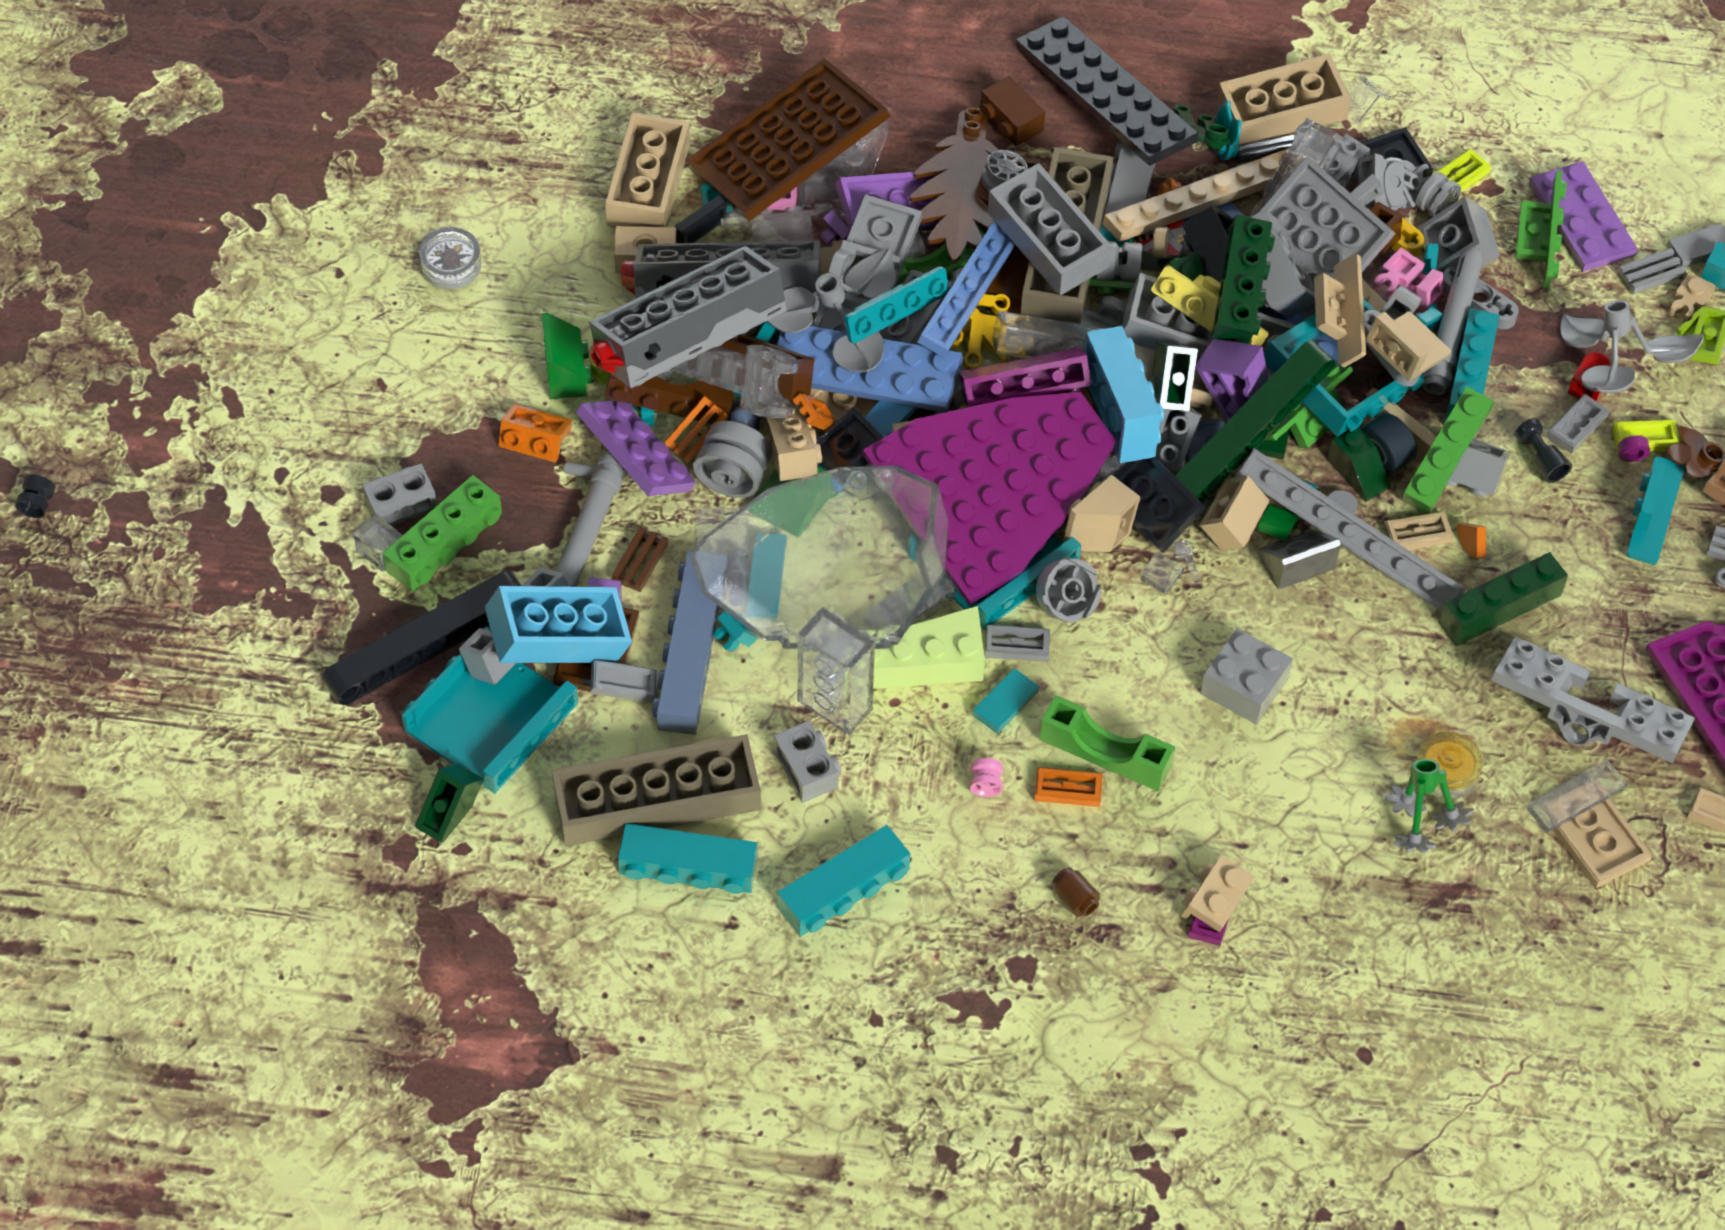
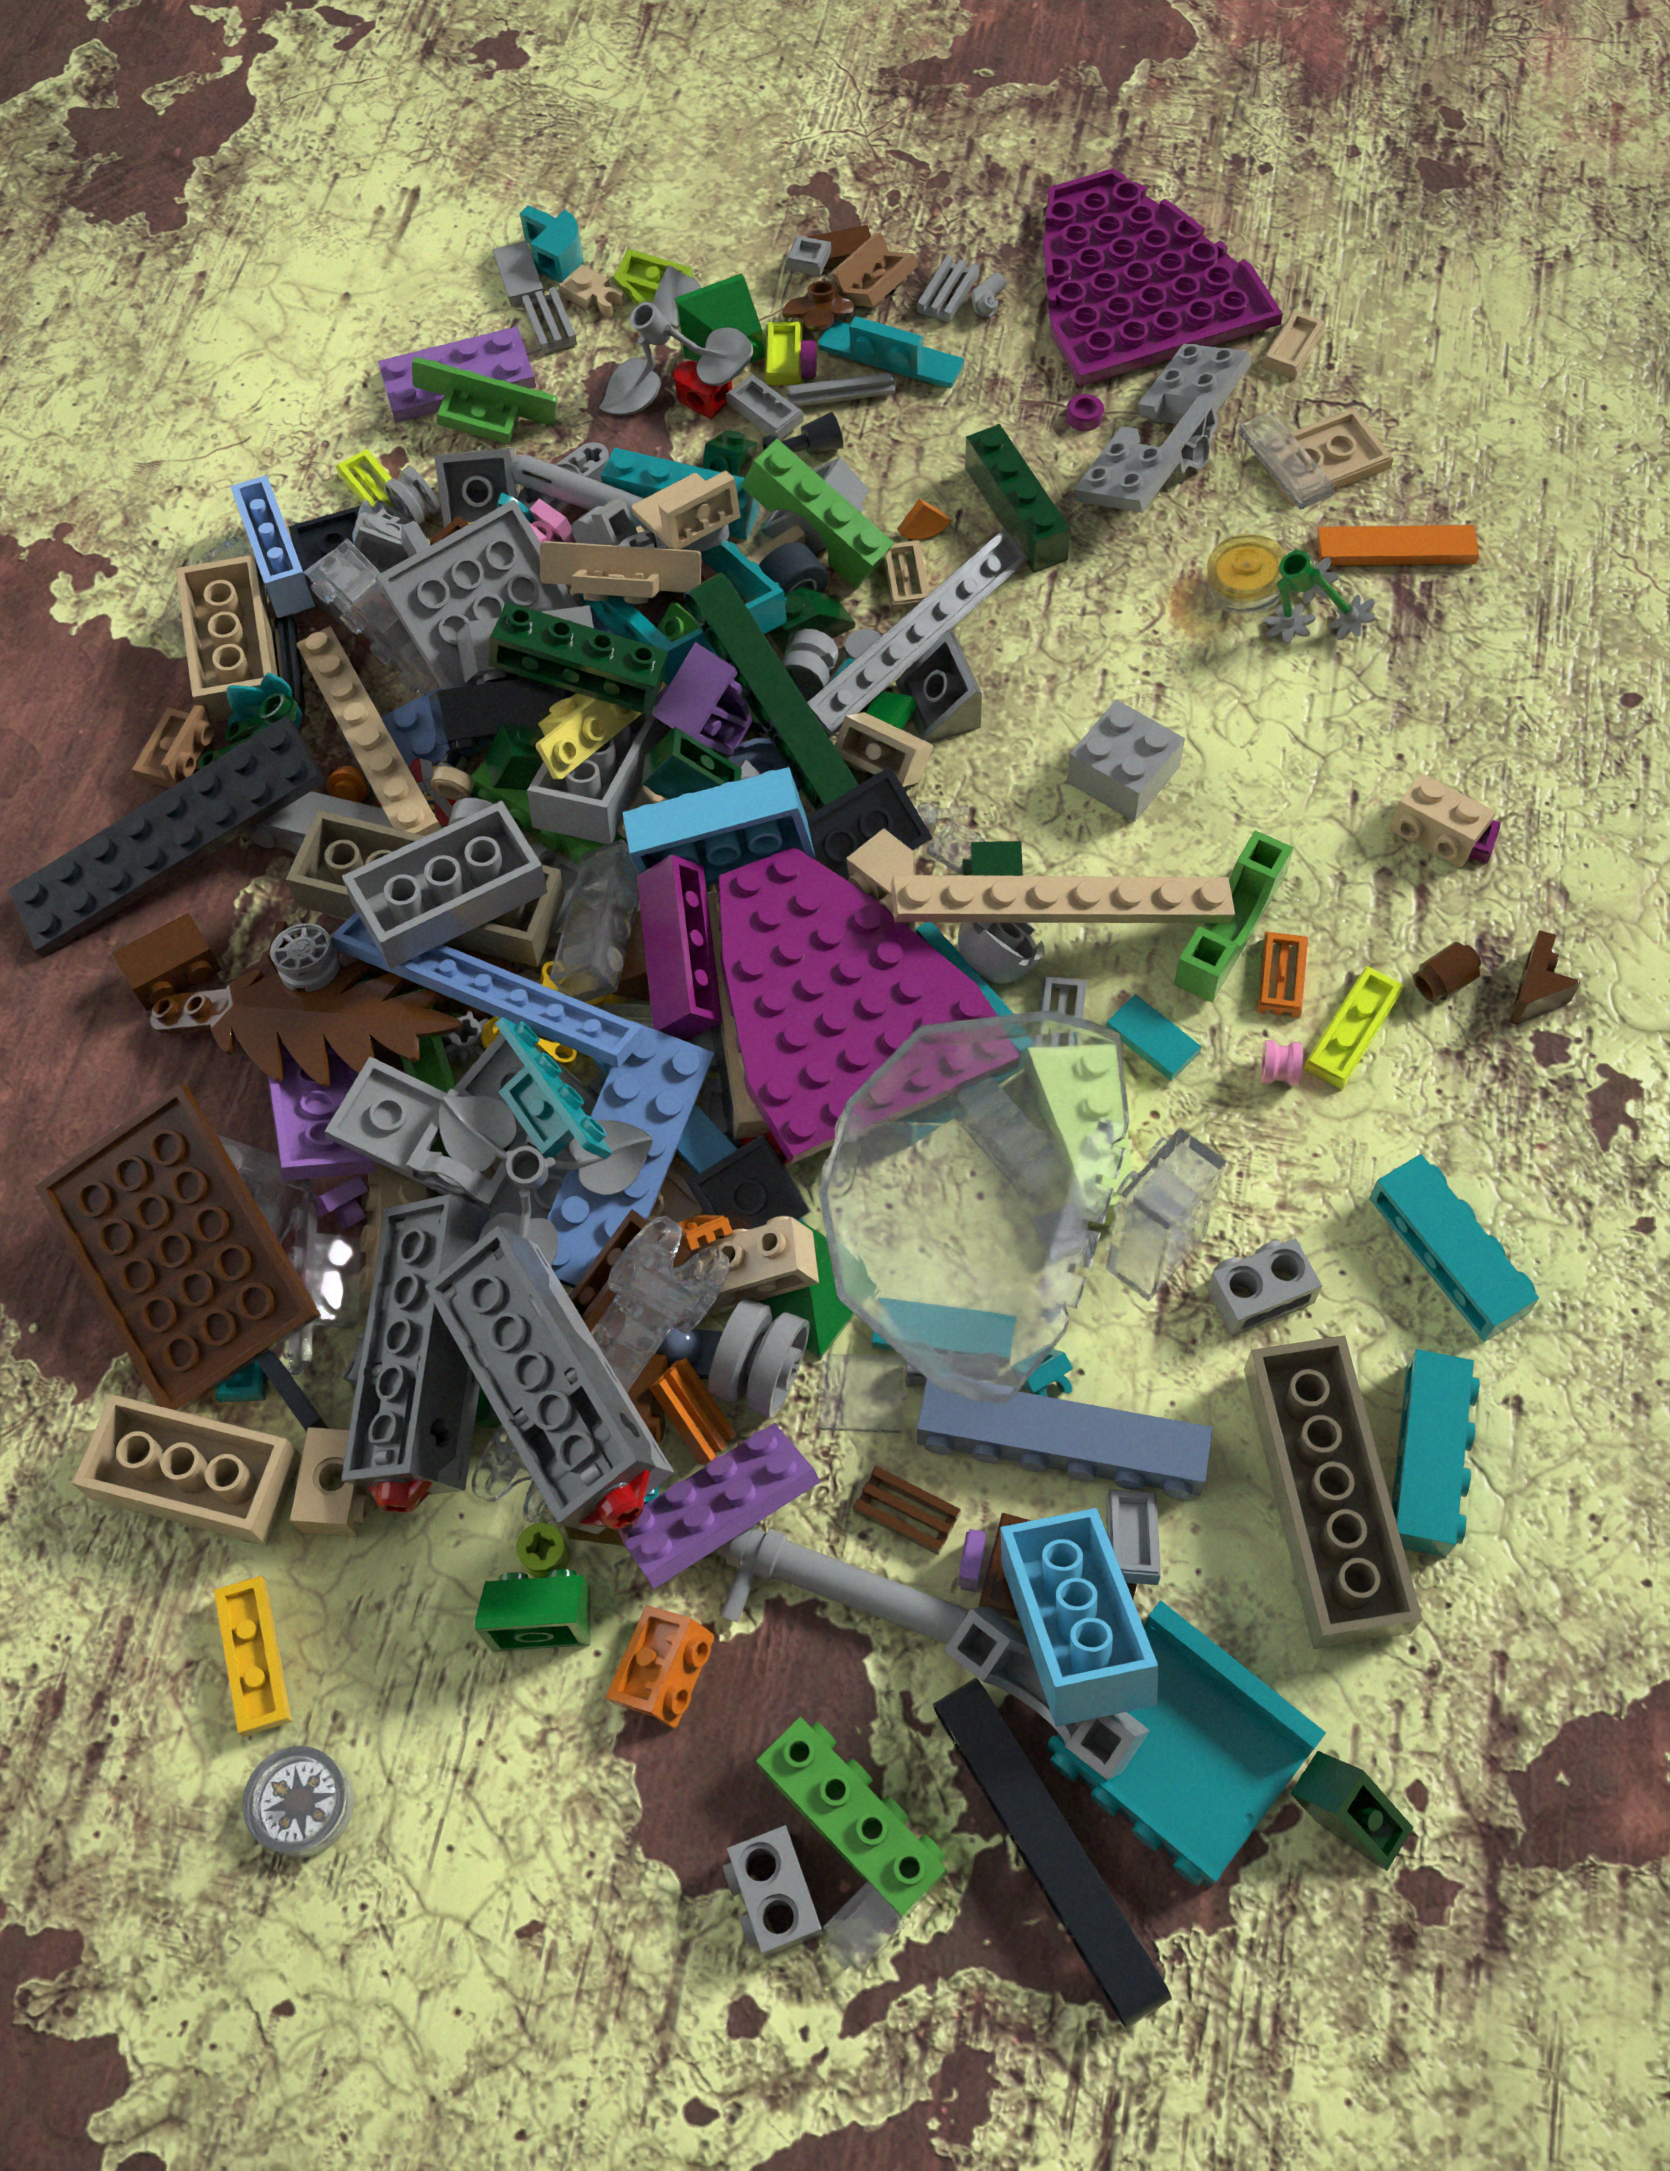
camera: 80 degrees left, 5 degrees up
(537, 226) = (252, 1656): none -> yellow plate
(1026, 833) = (1354, 1027): none -> neon yellow tile
(1063, 948) = (1539, 986): none -> reddish brown slope
(1094, 617) = (1061, 899): none -> tan plate
(1137, 593) = (994, 859): none -> dark green brick
(1190, 88) = (174, 747): none -> medium nougat bracket
(1306, 460) = (810, 660): none -> light grey wheel
(1377, 110) = (272, 546): none -> light blue brick
(1502, 884) = (1398, 545): none -> orange tile
(1520, 399) = (728, 452): none -> dark green bracket
(1608, 477) = (841, 389): none -> light grey axle
(1616, 654) = (1085, 412): none -> magenta tile
(1655, 382) = (717, 307): none -> green slope

